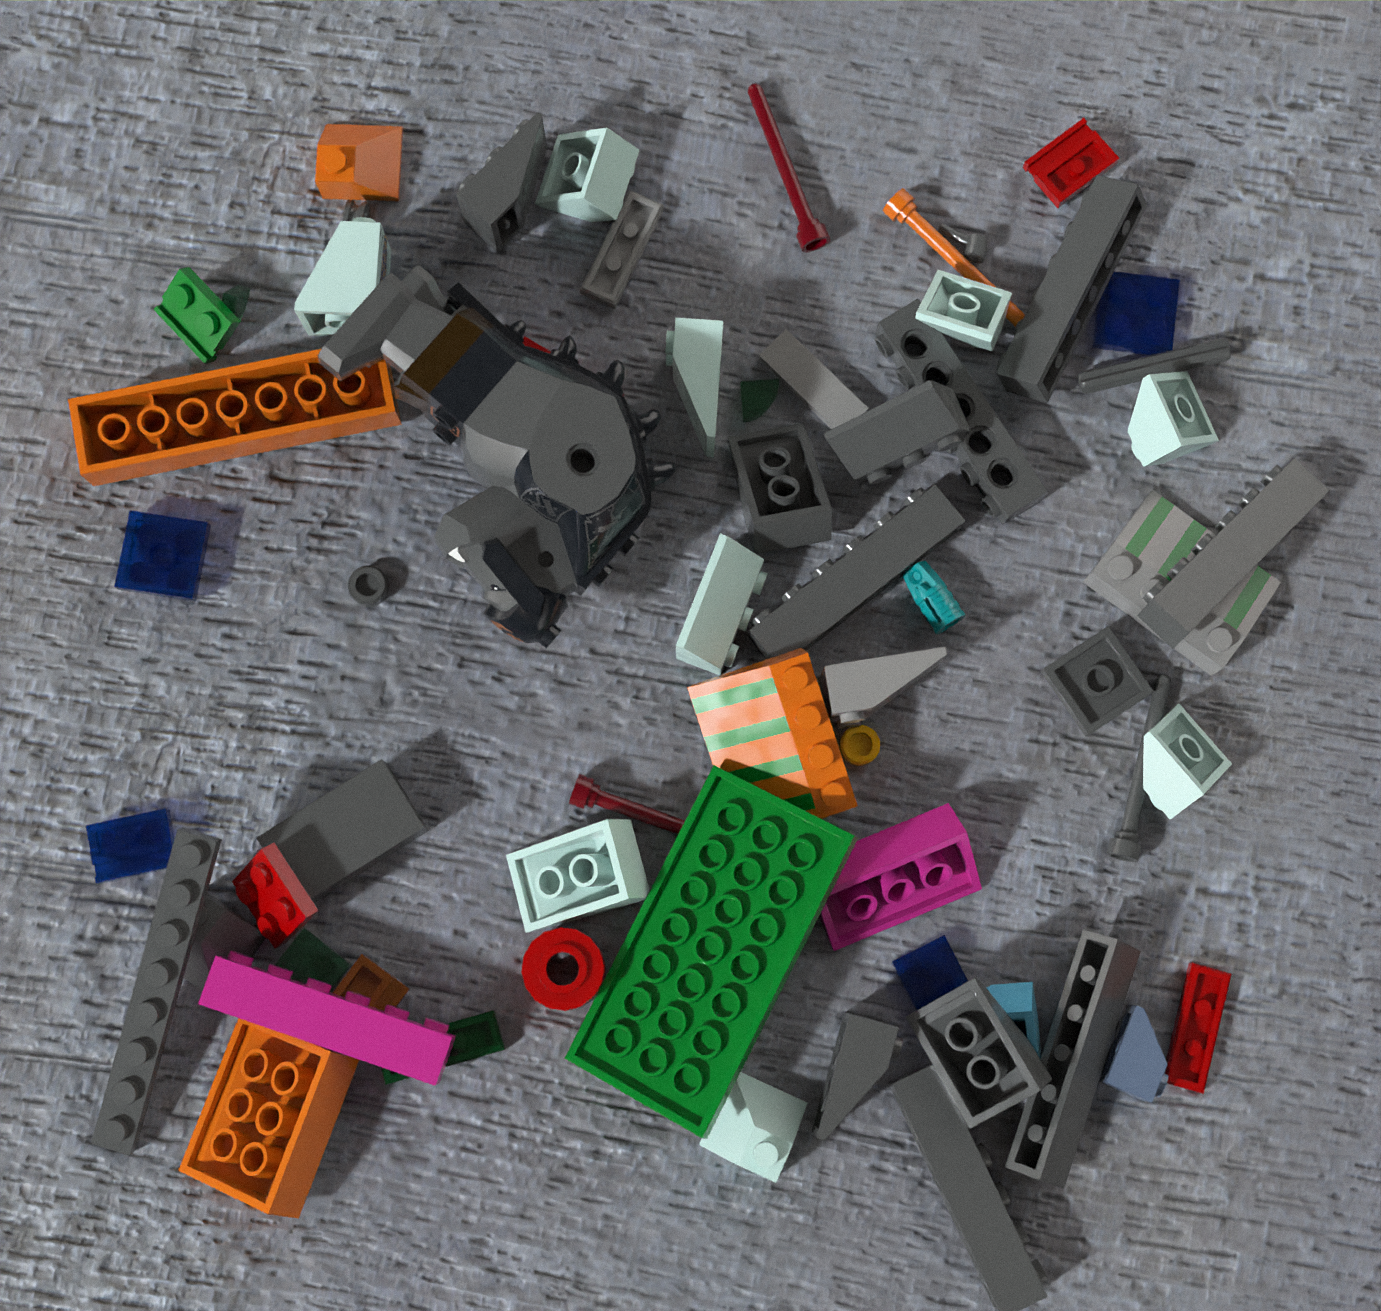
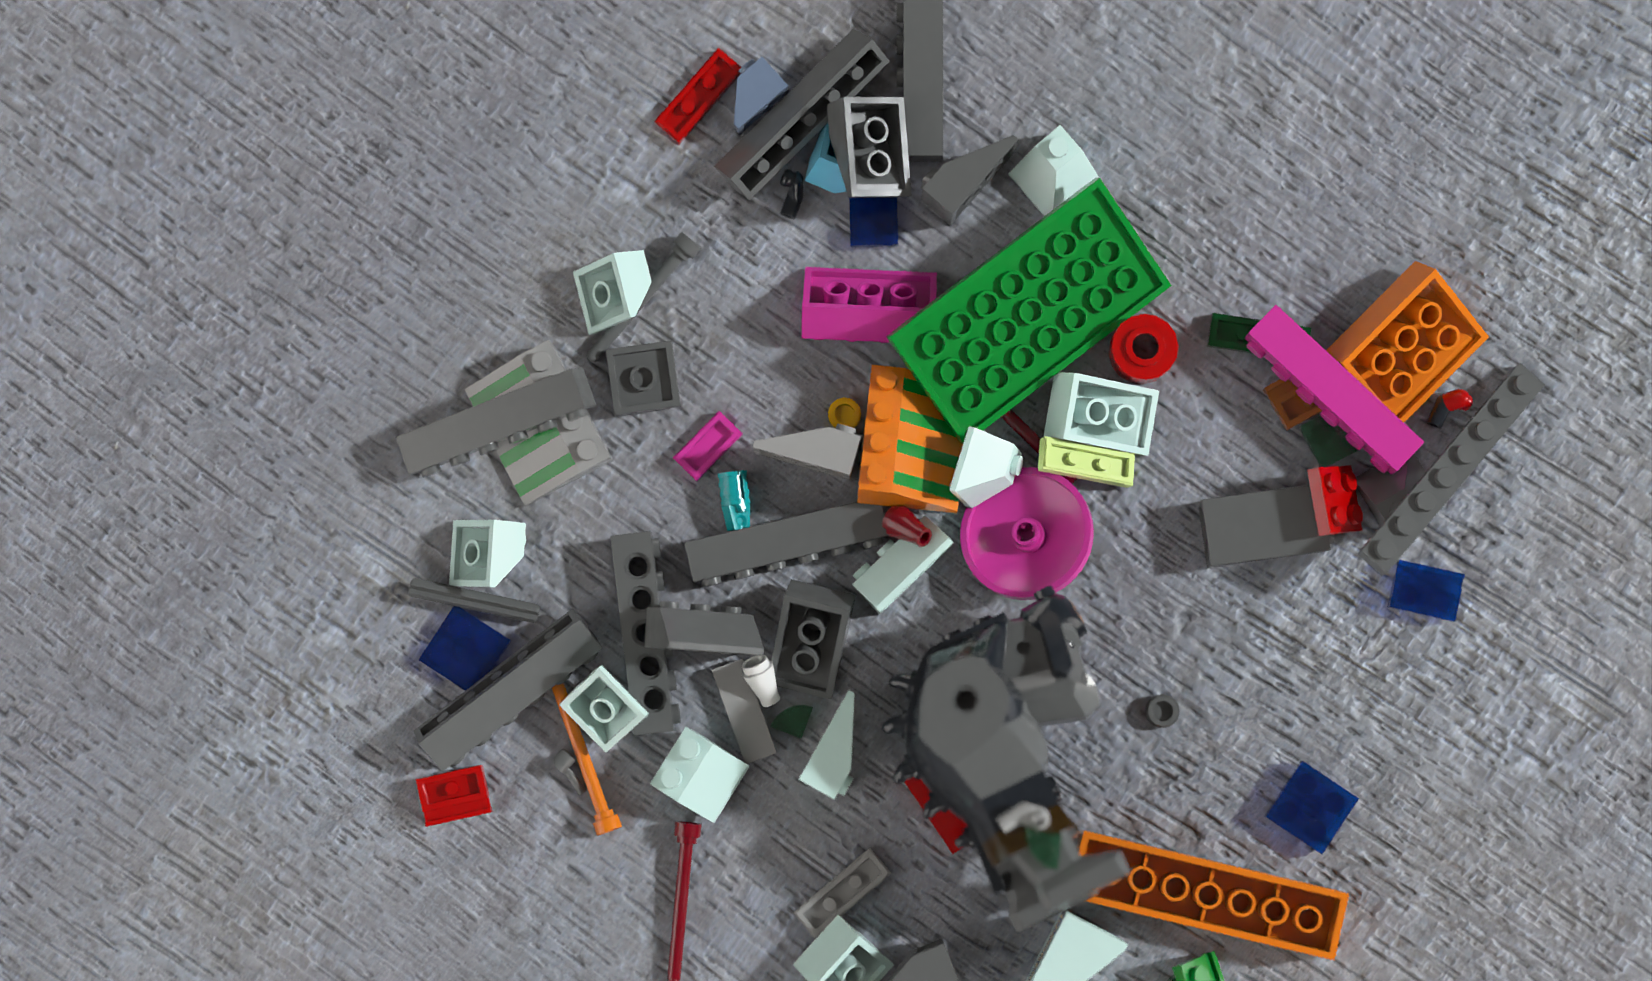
camera: 145 degrees left, 5 degrees up
(194, 1070) = (1446, 403): none -> arm
(423, 337) = (1044, 846): none -> clear green tile
(459, 363) = (1025, 814): none -> light grey arm
(570, 810) = (1086, 462): none -> yellowish green tile
(600, 702) = (1028, 535): none -> dark pink dish
(680, 748) = (984, 467): none -> light aqua slope
(737, 643) = (904, 525): none -> dark red cone
(810, 419) = (761, 678): none -> white cone
(829, 293) = (699, 774): none -> light aqua slope
(990, 642) = (708, 446): none -> dark pink tile
(1033, 964) = (794, 196): none -> black arm

